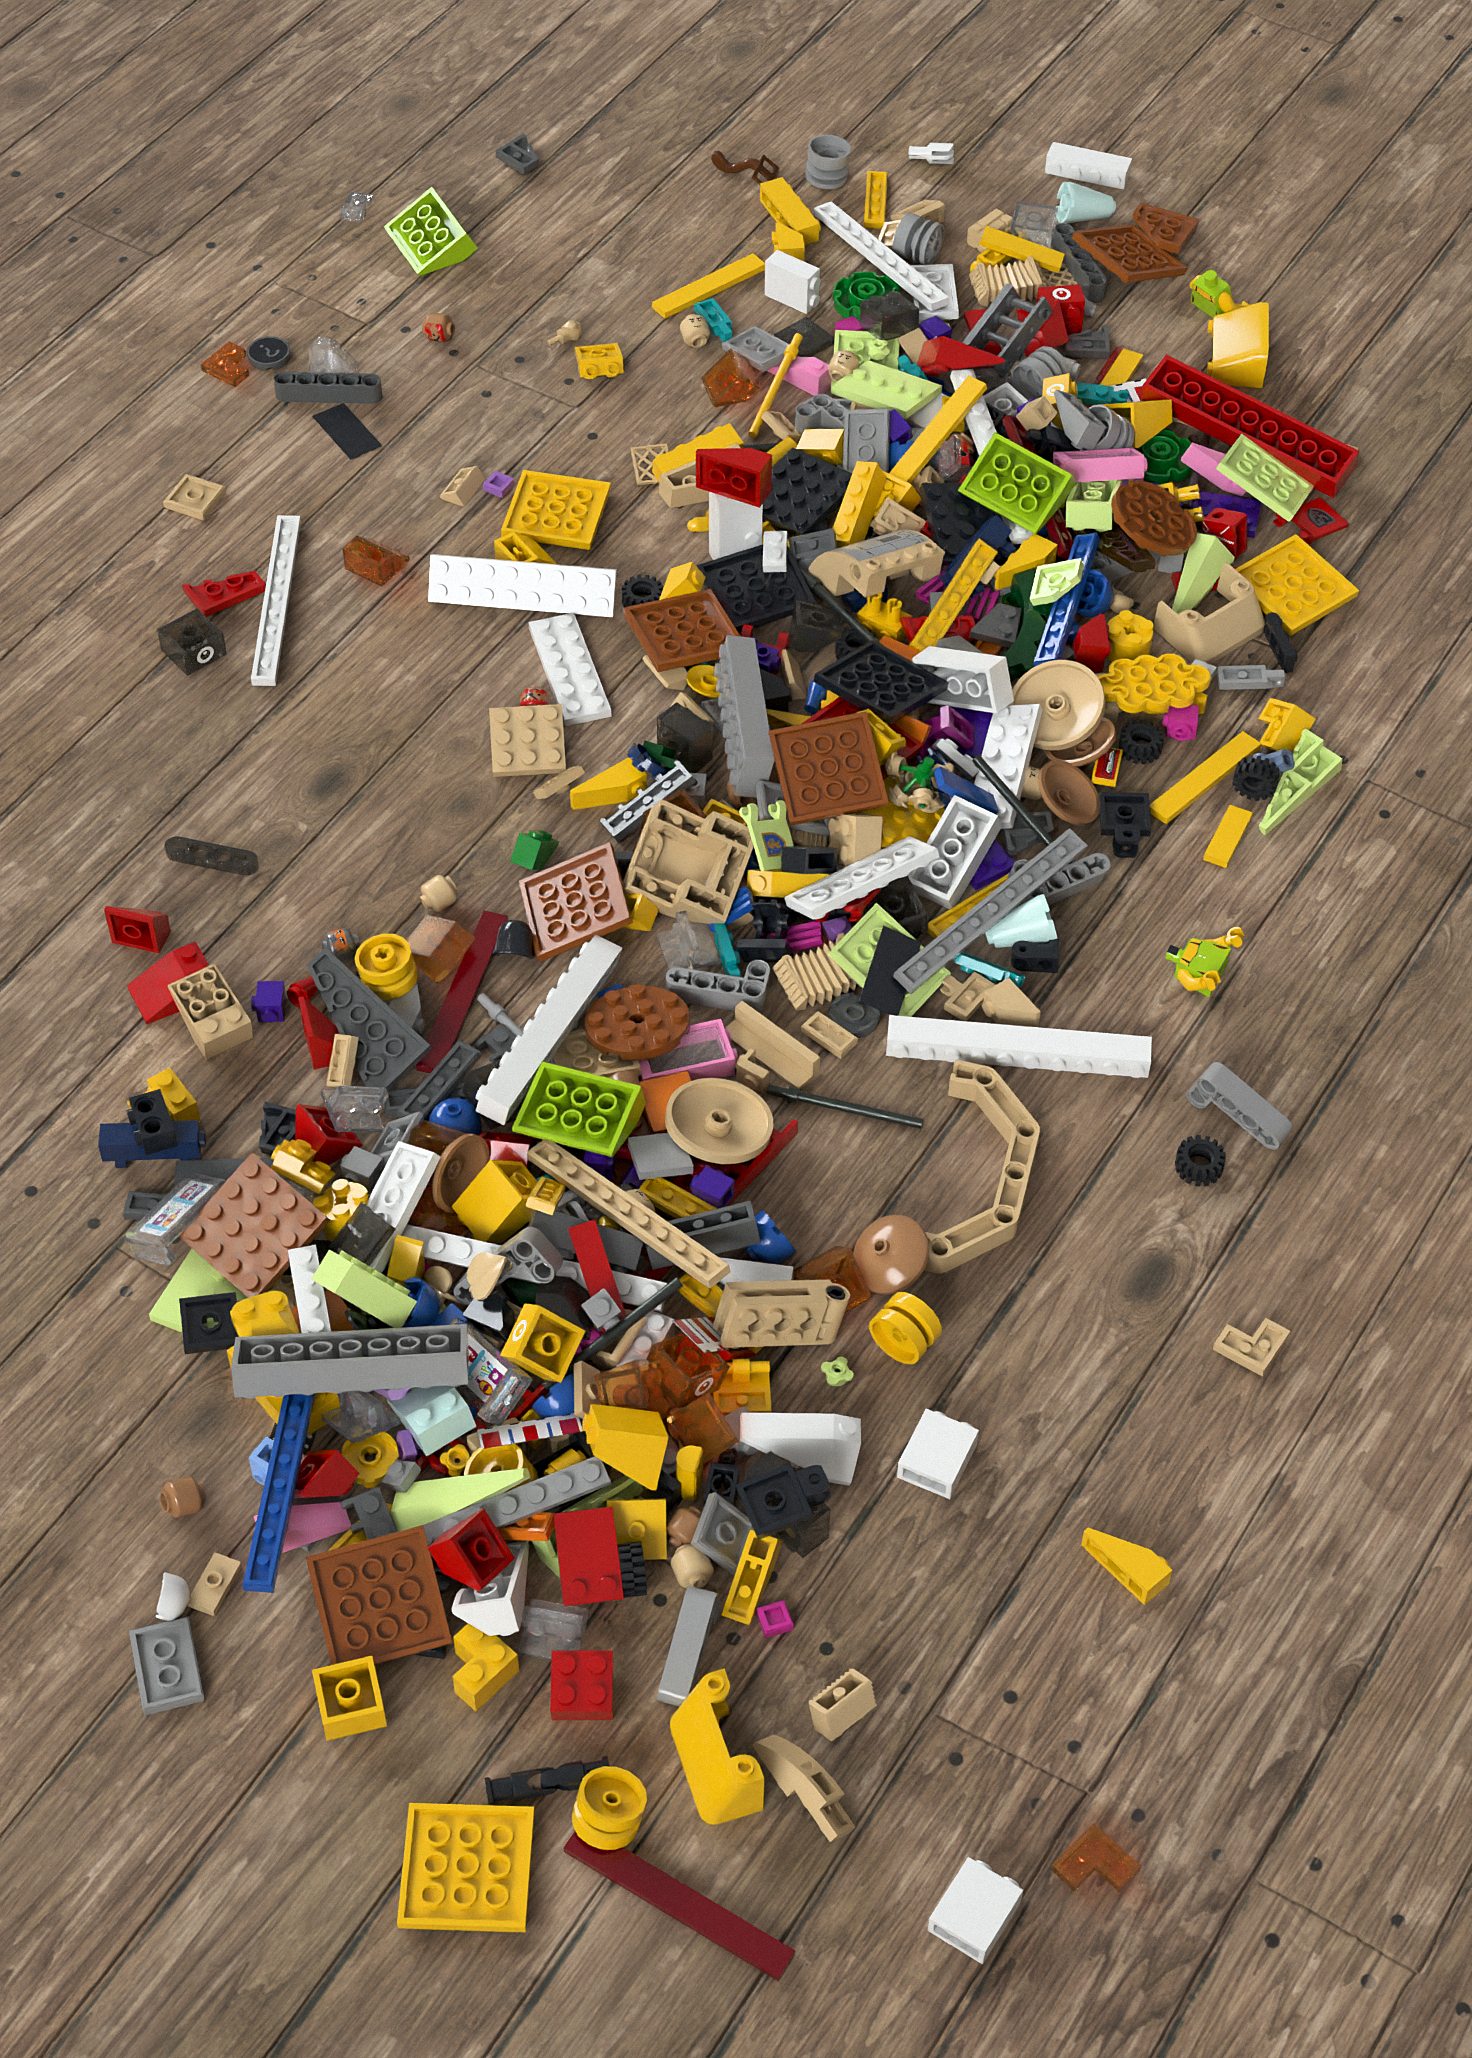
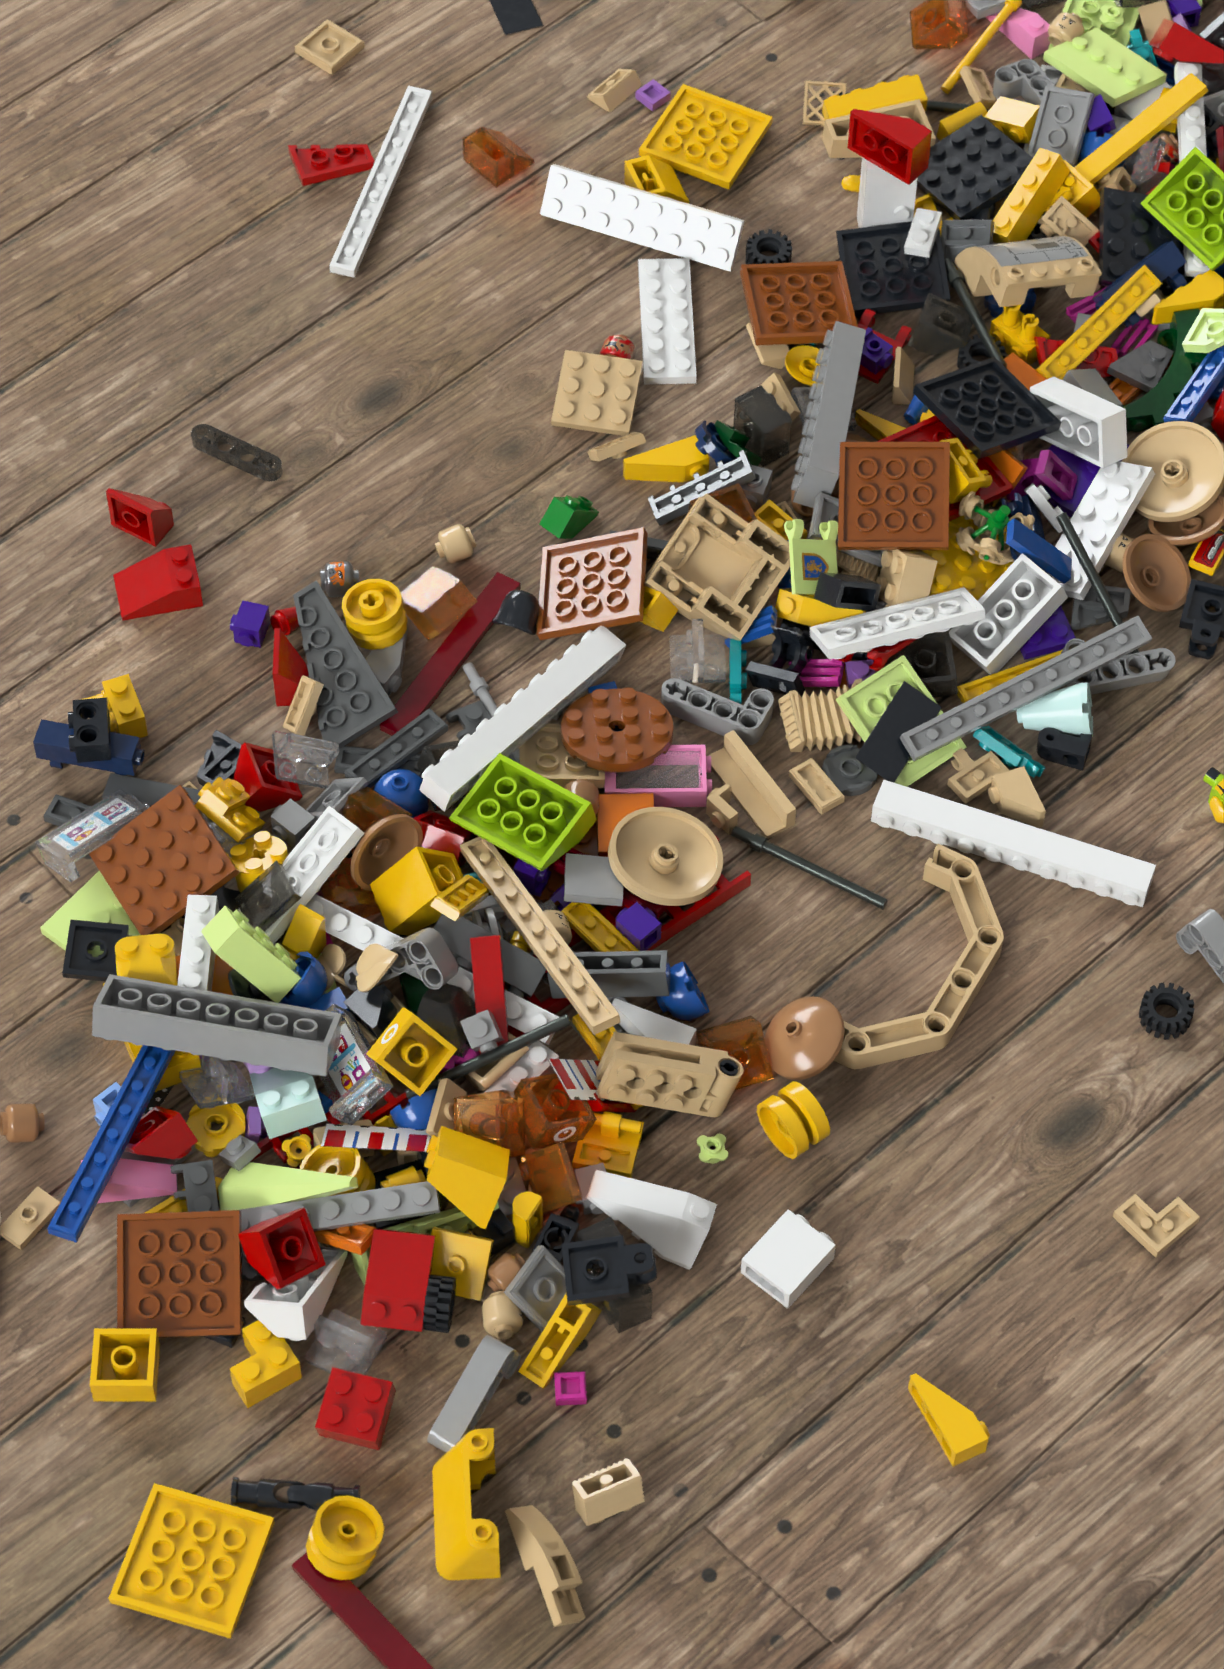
camera: 15 degrees right, 5 degrees up
(192, 641) = (279, 212): clear smoke brick -> none
(211, 1011) = (187, 622): tan slope -> none
(683, 580) = (814, 246): yellow slope -> none
(775, 692) = (871, 391): black slope -> none

